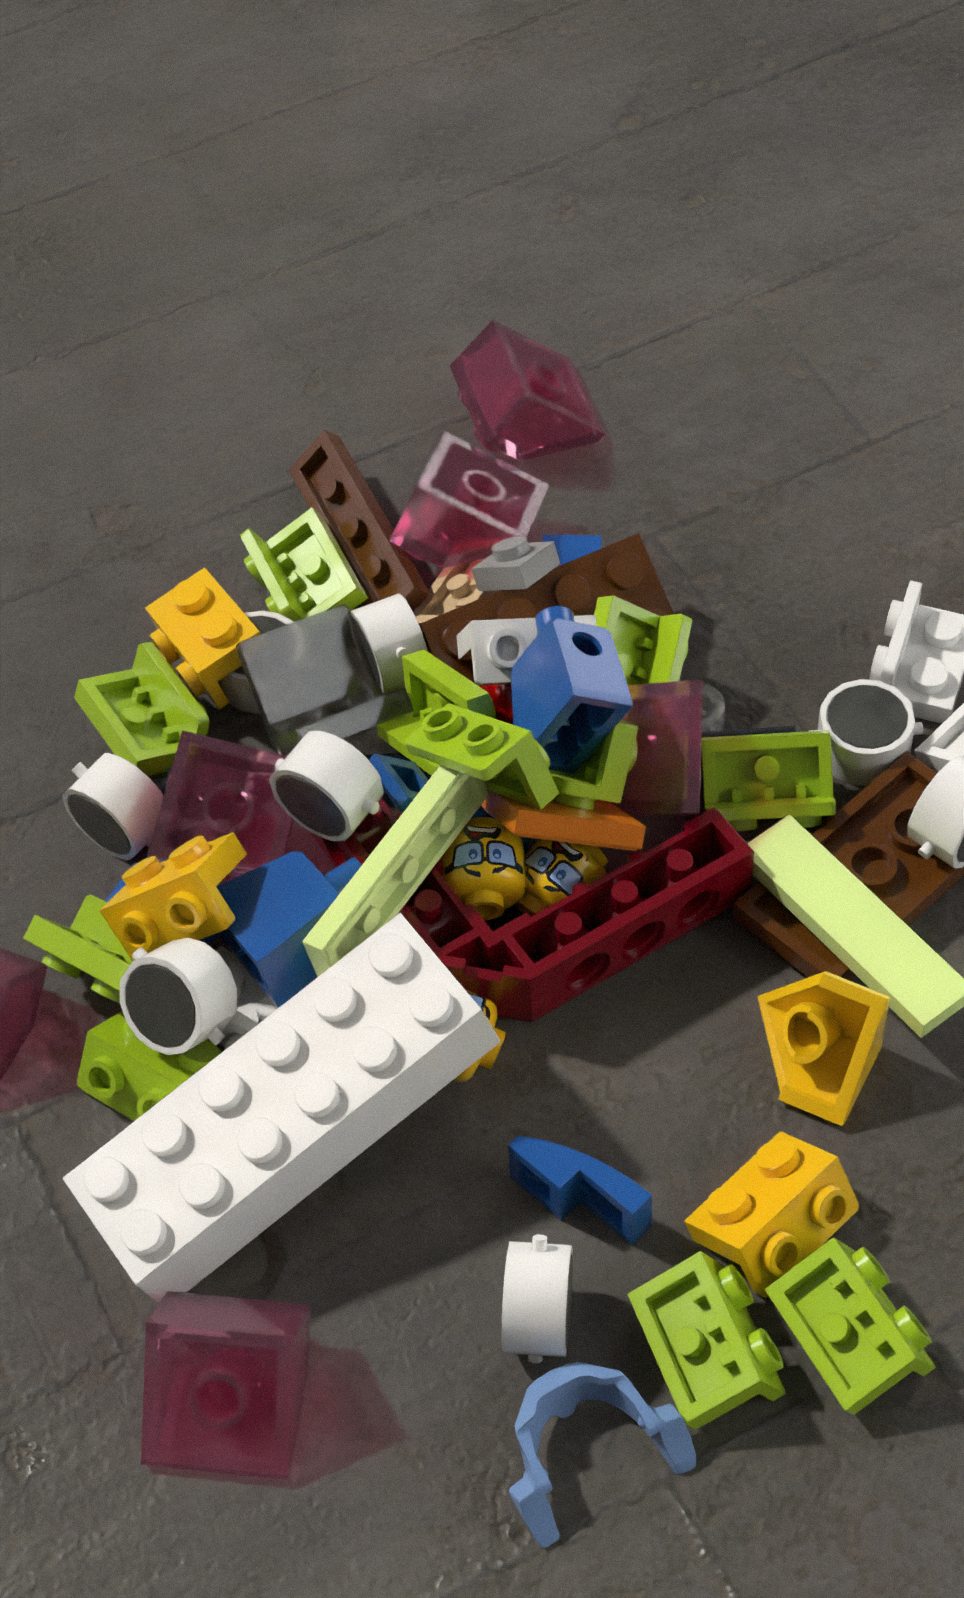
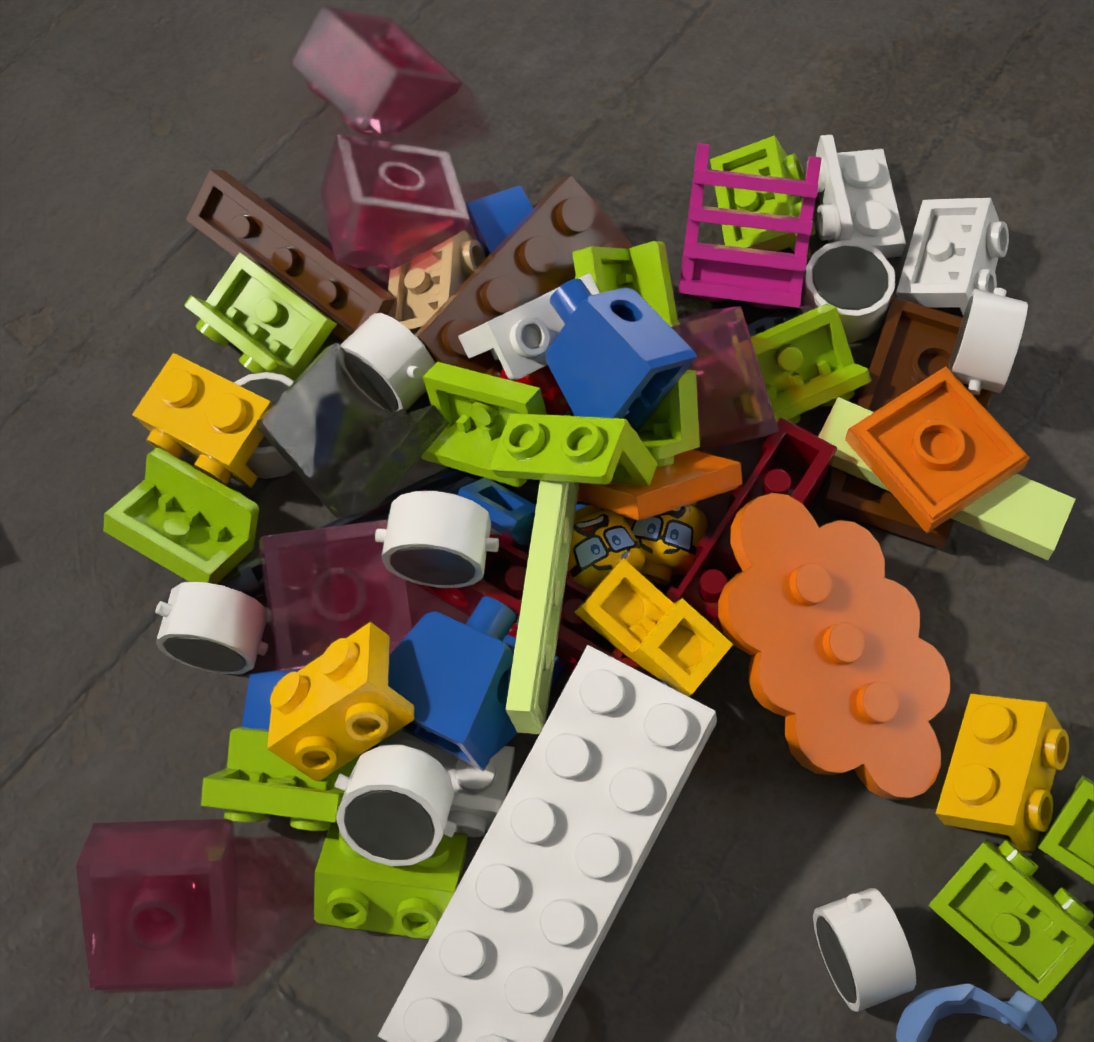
camera: 30 degrees left, 10 degrees up
(484, 936) = (652, 630): none -> yellow slope
(515, 564) = (477, 246): light grey plate -> none
(566, 1177) = (813, 820): blue slope -> none
(658, 1029) = (834, 647): none -> orange plate
(758, 675) = (741, 273): none -> dark pink plate
(823, 1041) = (968, 596): yellow slope -> none
(828, 625) = (763, 159): none -> lime bracket
(856, 891) = (936, 449): none -> orange tile

